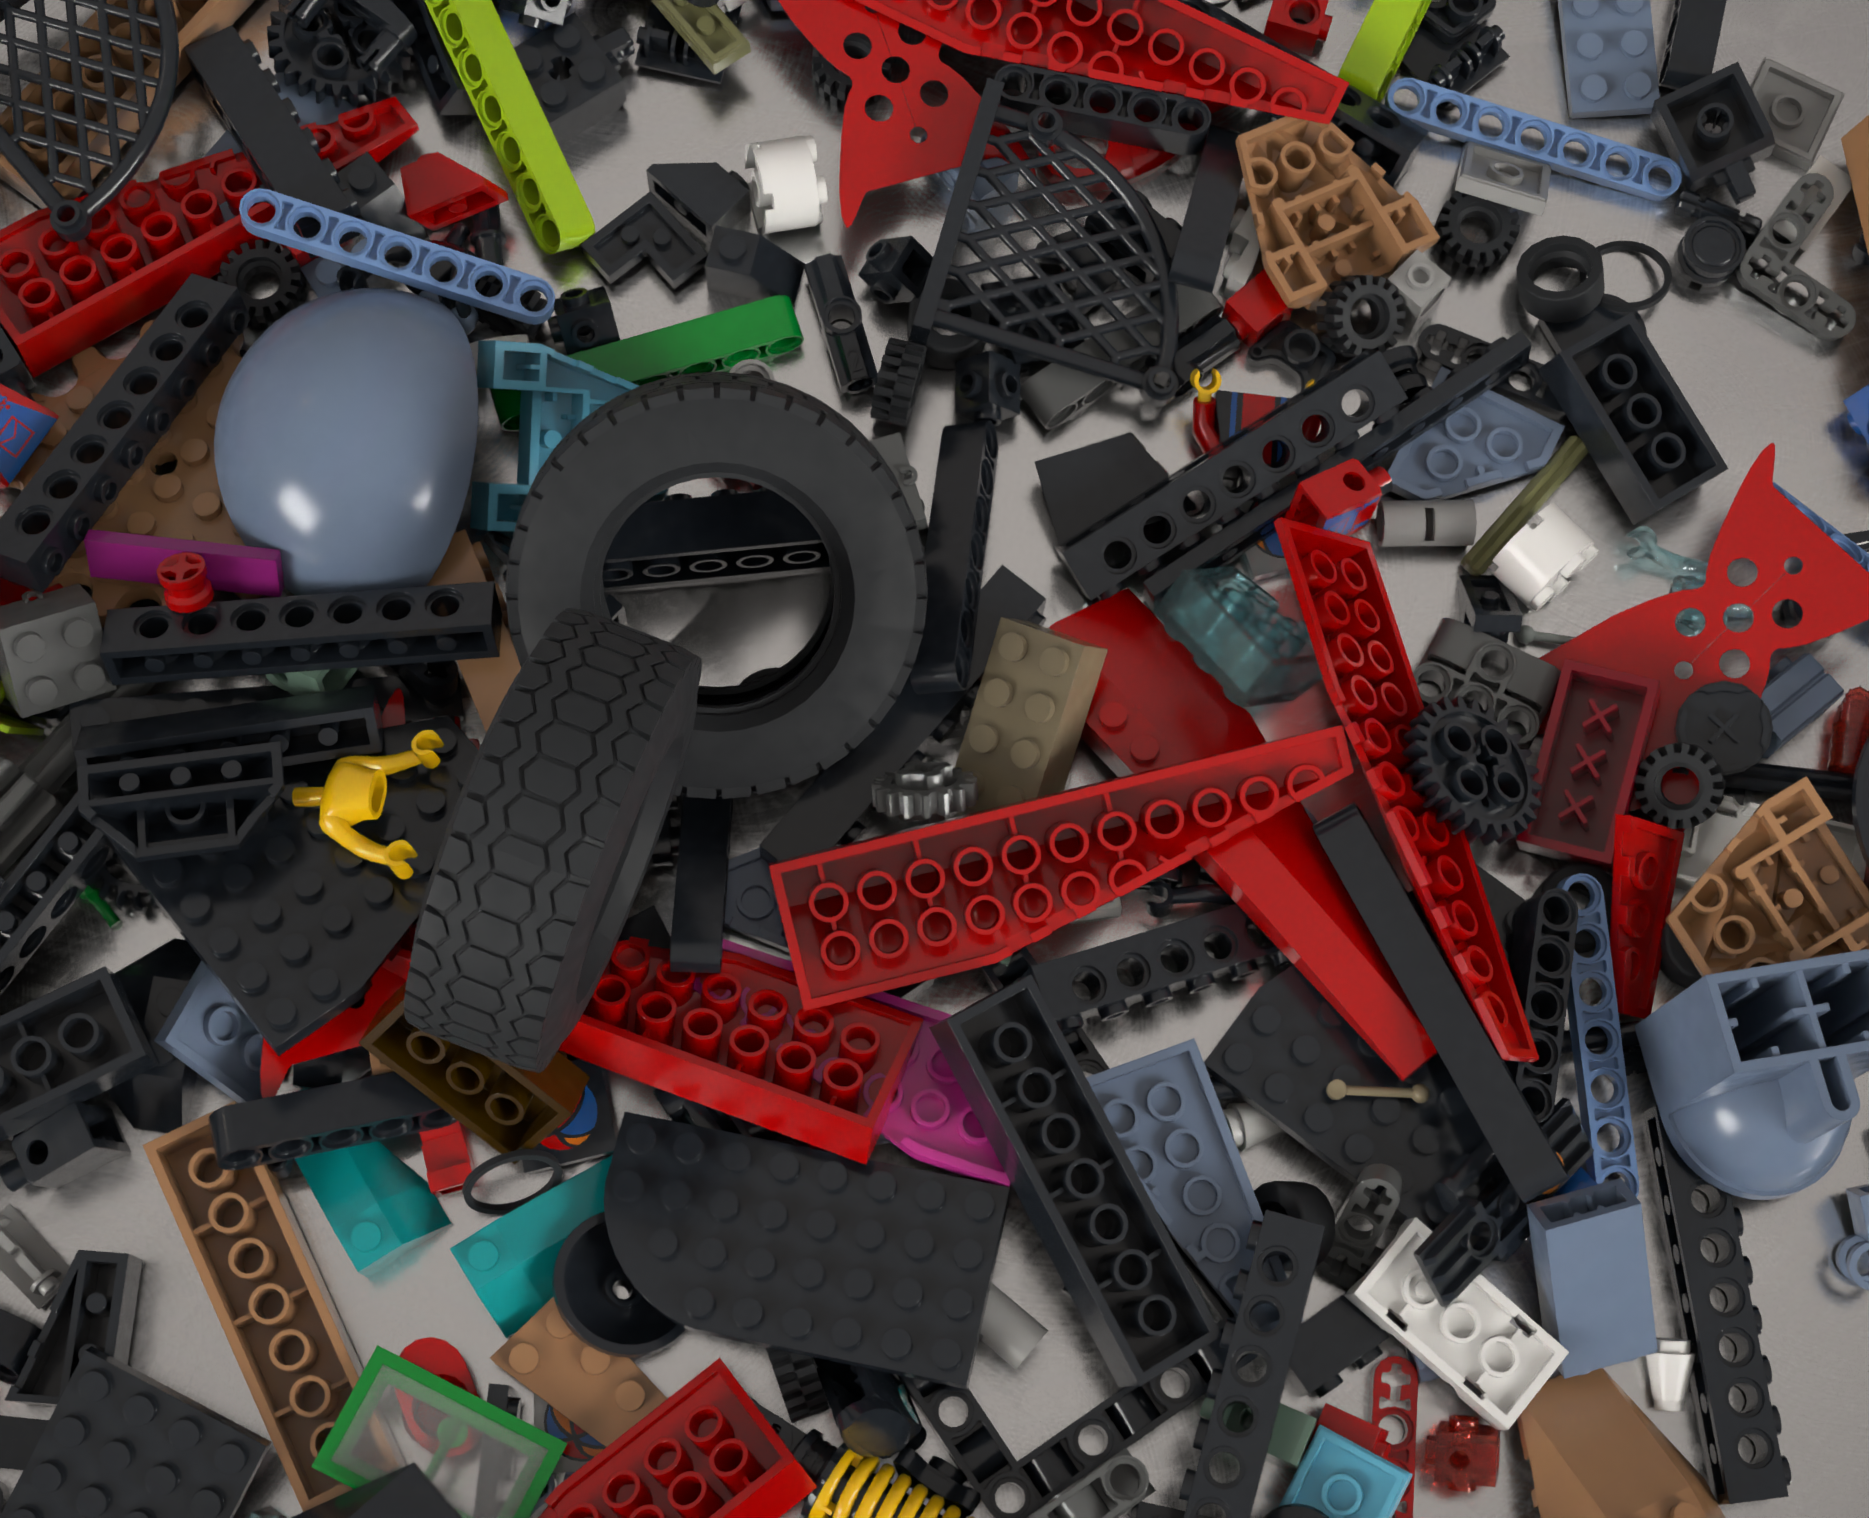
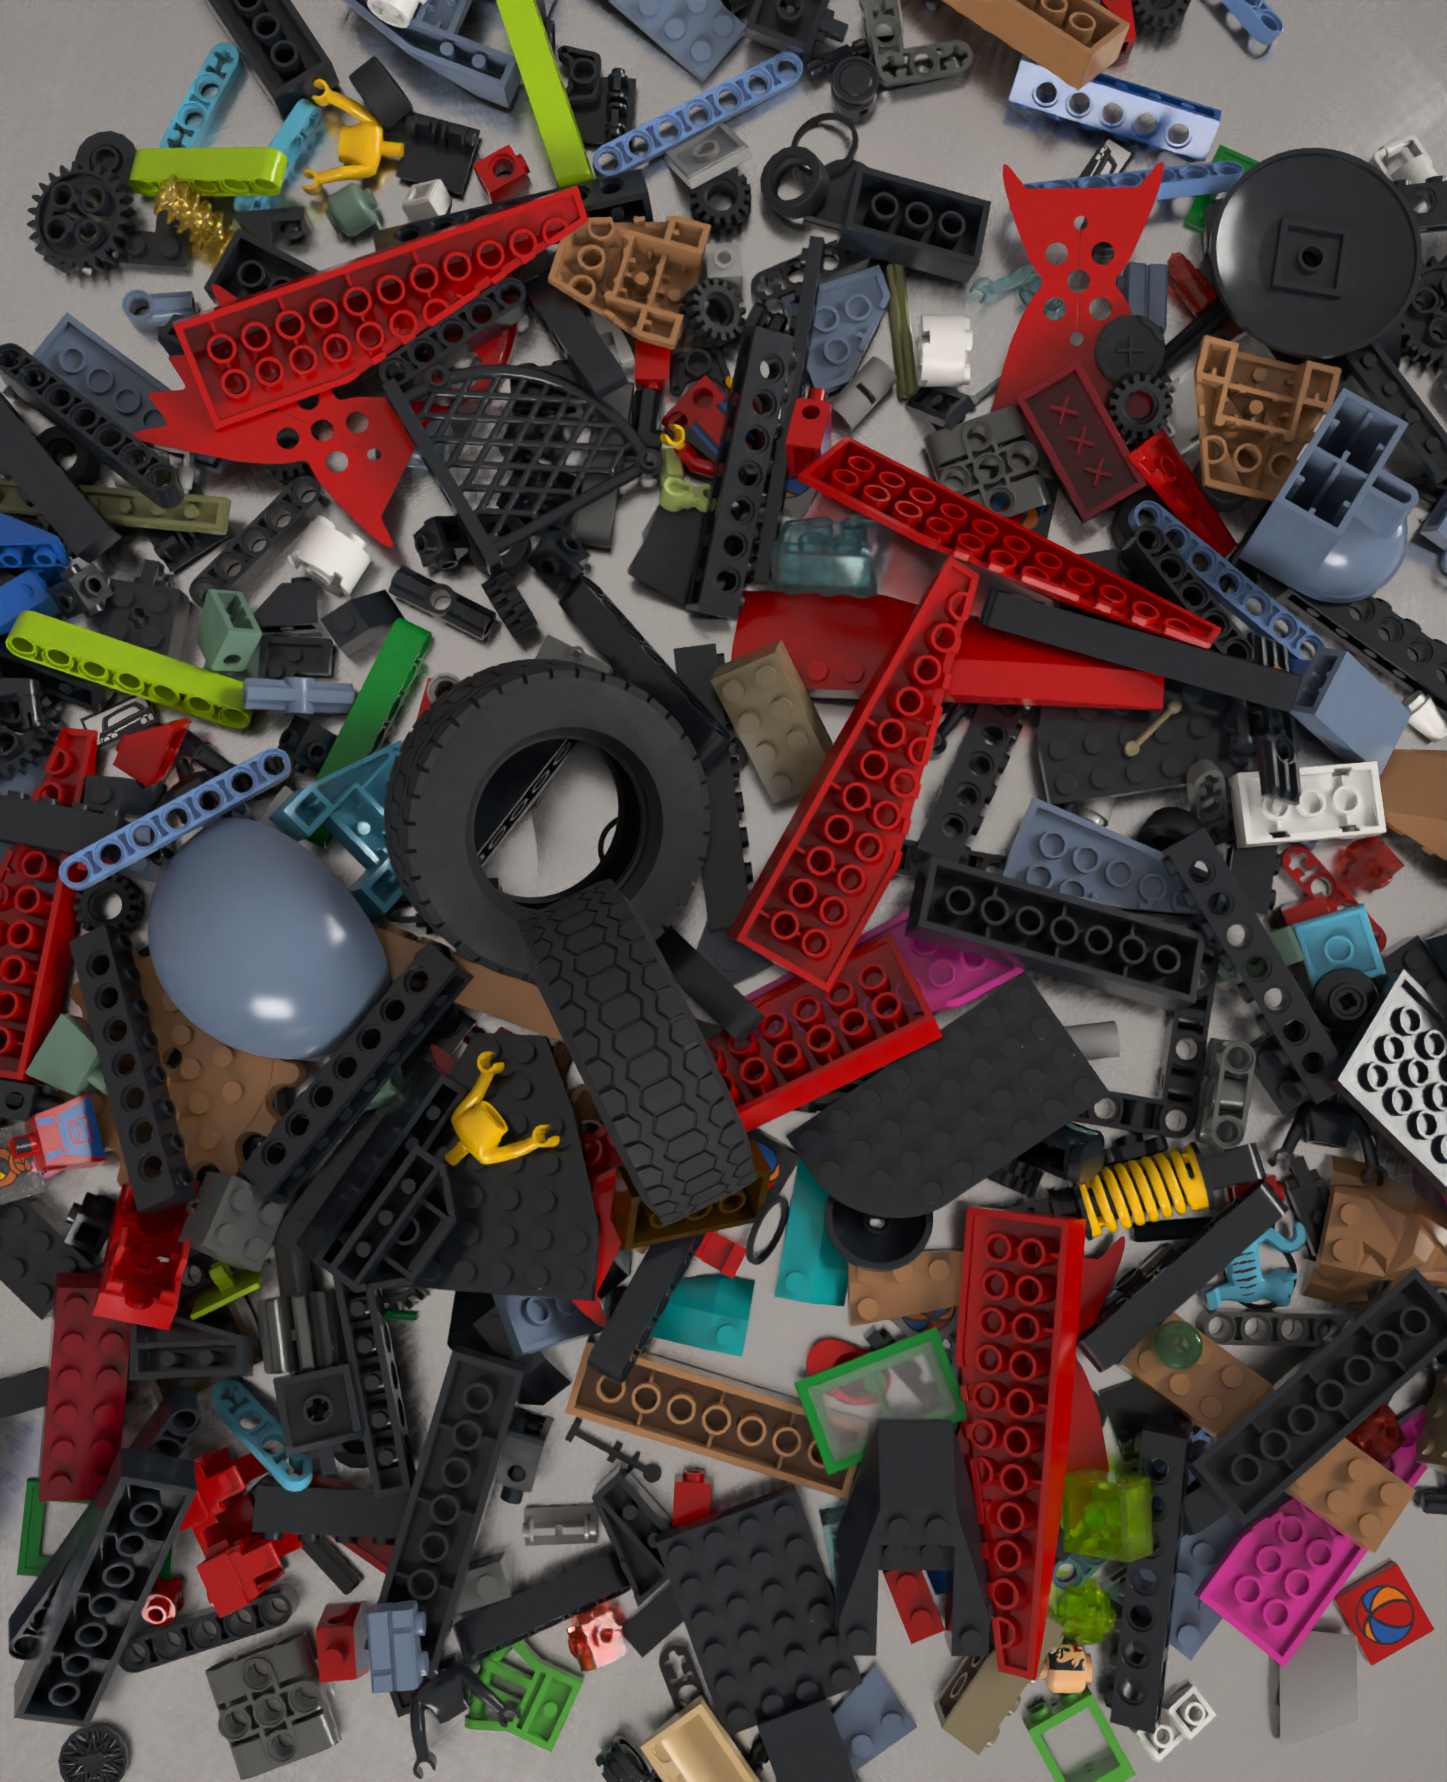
camera: 40 degrees left, 10 degrees up
(76, 368) = (69, 1058): none -> sand green torso
(159, 1299) = (651, 1471): none -> black piece
(170, 1356) = (691, 1497): none -> red brick
(185, 582) = (266, 1113): red wheel -> none
(228, 565) = (251, 1102): magenta tile -> none
(452, 139) = (121, 719): none -> tile
(609, 166) = (227, 631): none -> sand green torso
(623, 270) = (297, 696): none -> sand blue piece
(717, 101) = (261, 528): none -> black beam
(924, 791) = (768, 814): dark grey gear -> none
(1158, 432) = (675, 491): none -> yellowish green bar
(1257, 376) = (693, 405): none -> red leg
(1472, 770) = (1032, 508): black gear -> none

